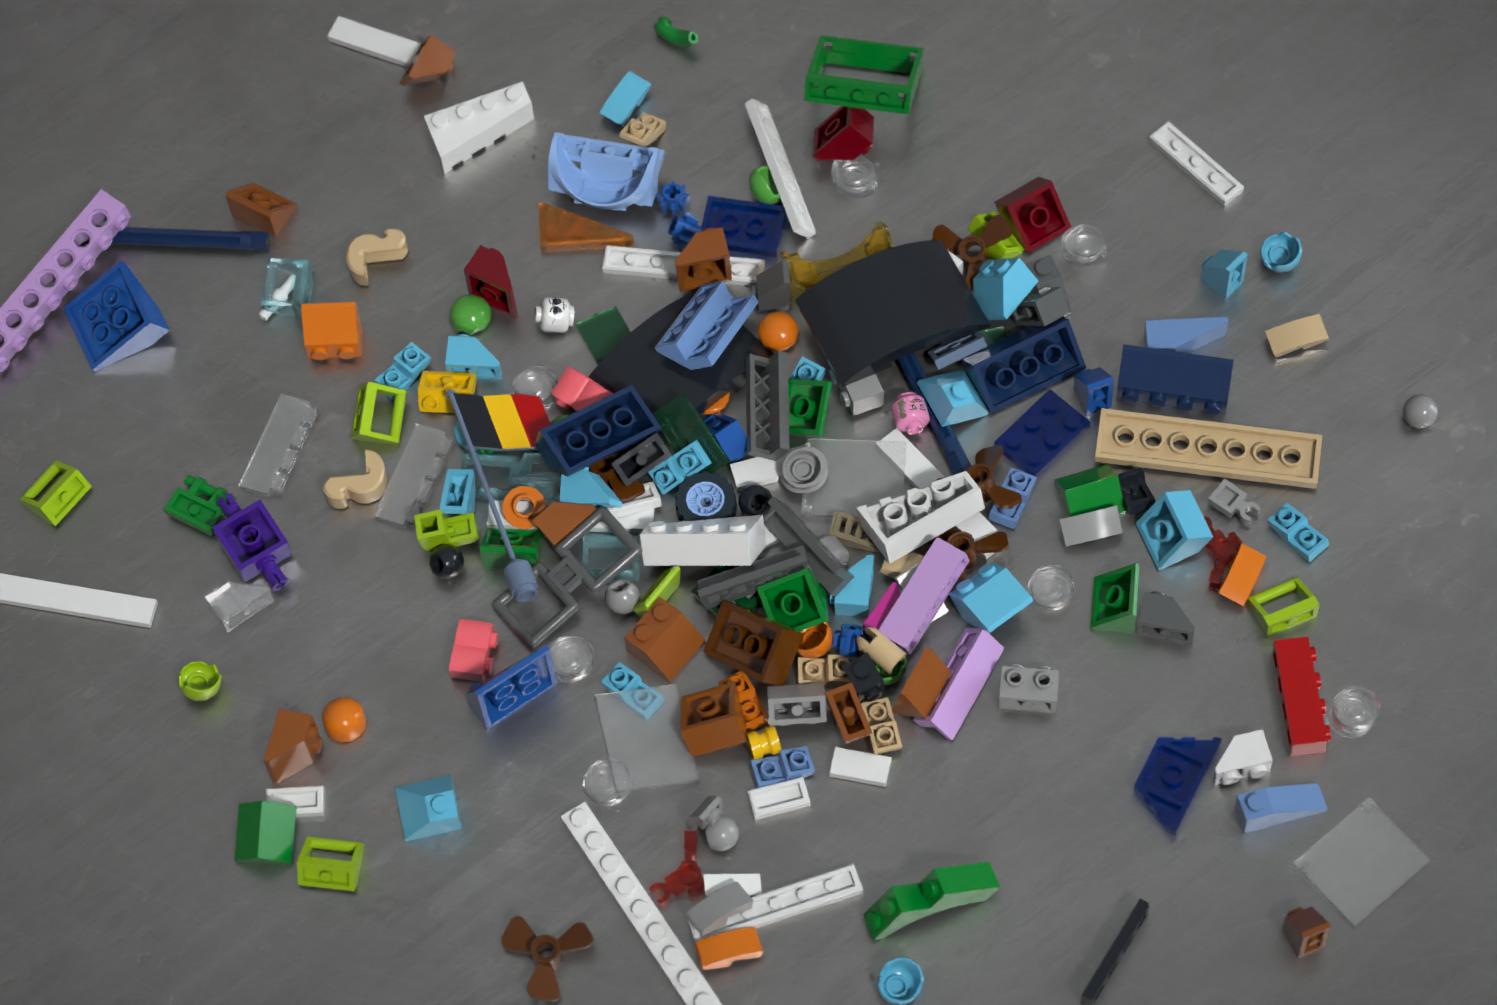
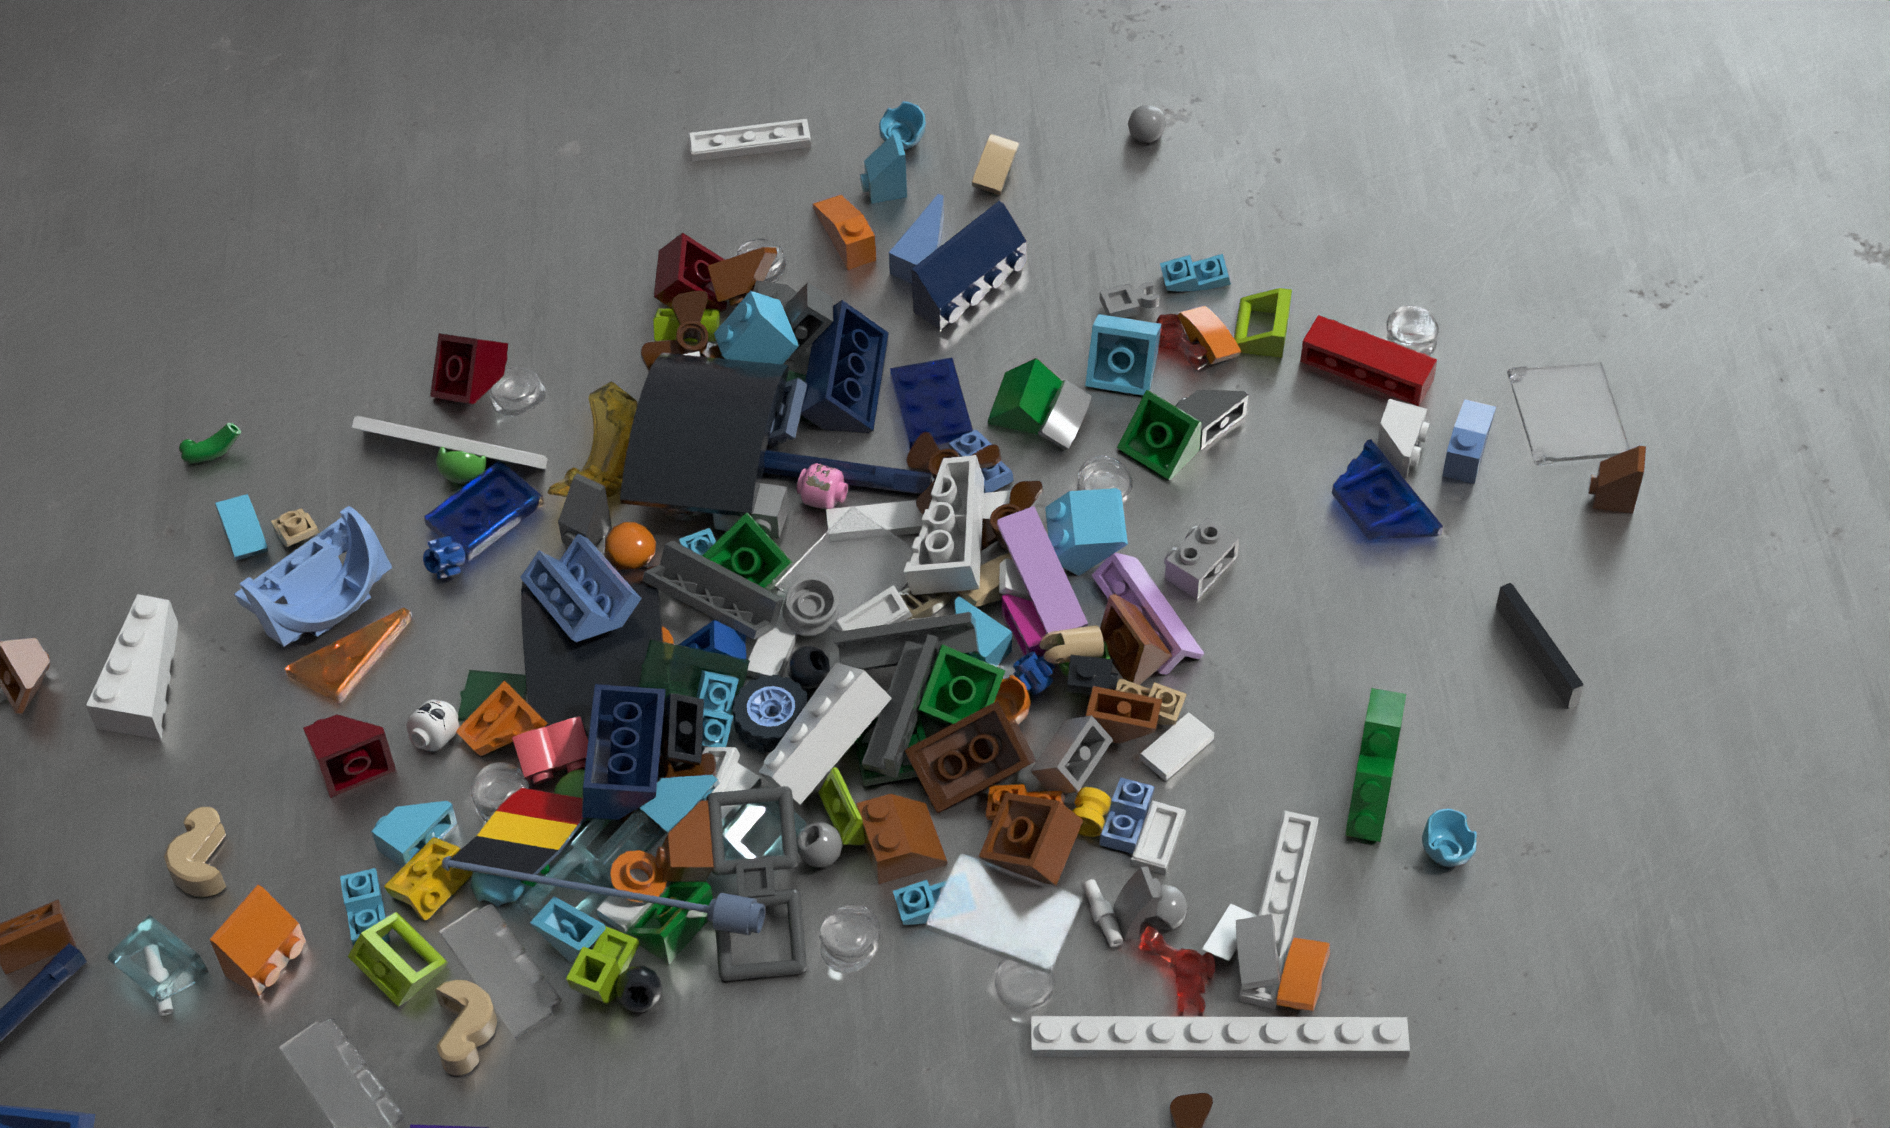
camera: 60 degrees left, 10 degrees down
(470, 314) = (355, 806): bright green hair -> none
(472, 650) = (765, 1024): coral brick -> none
(512, 687) = (843, 1017): blue slope -> none
(583, 350) = (498, 720): none -> orange wing
(662, 265) = (477, 588): white tile -> none
(673, 198) = (399, 547): blue gear -> none
(693, 798) = (1102, 913): none -> white bar
(704, 260) = (507, 546): dark orange slope -> none
(821, 514) = (881, 610): none -> white tile
(824, 671) = (1048, 714): tan slope -> none
(859, 92) = (474, 292): green window -> none
(952, 398) = (835, 441): medium azure slope -> none
(1048, 239) = (738, 275): none -> dark orange slope
(1094, 389) = (923, 331): blue slope -> none
(1135, 491) = (1064, 363): black bracket -> none
(1156, 279) = (847, 231): none -> orange slope
(1221, 436) = (1056, 305): tan plate -> none

